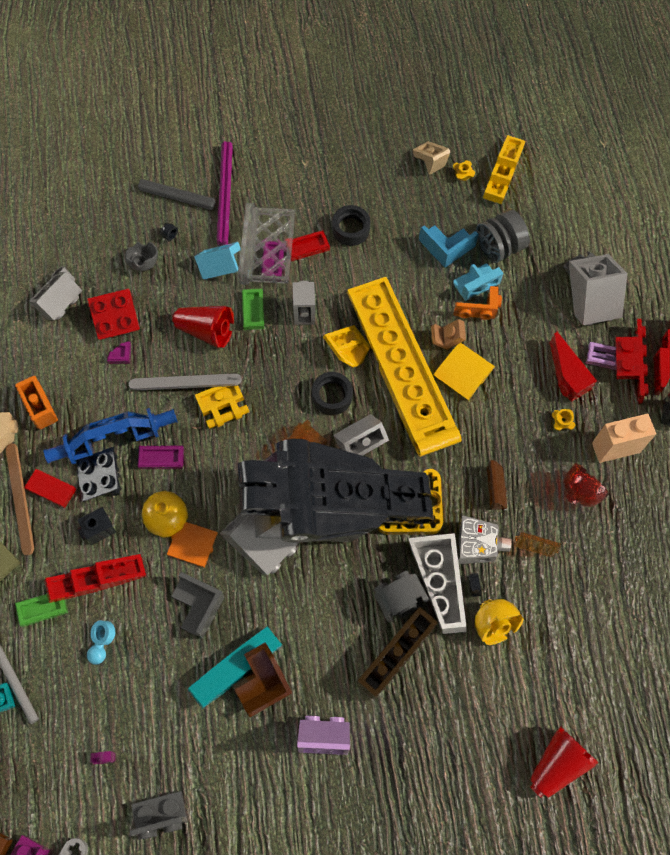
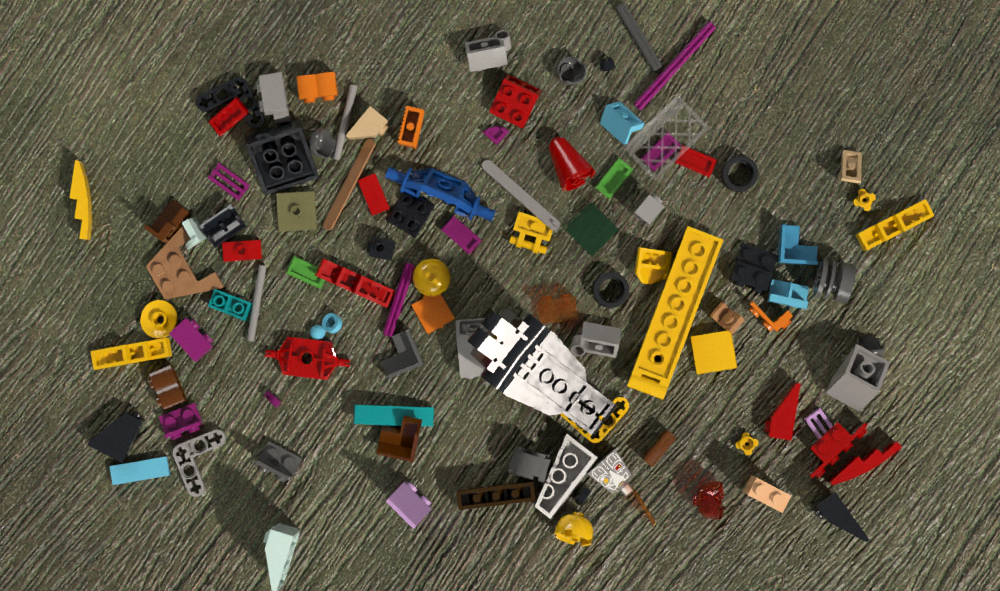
camera: 40 degrees right, 20 degrees up
(125, 684) = (323, 357): none -> red plate
(150, 559) = (399, 299): none -> magenta axle
(271, 361) = (591, 229): none -> clear green tile
(431, 284) = (753, 268): none -> black plate

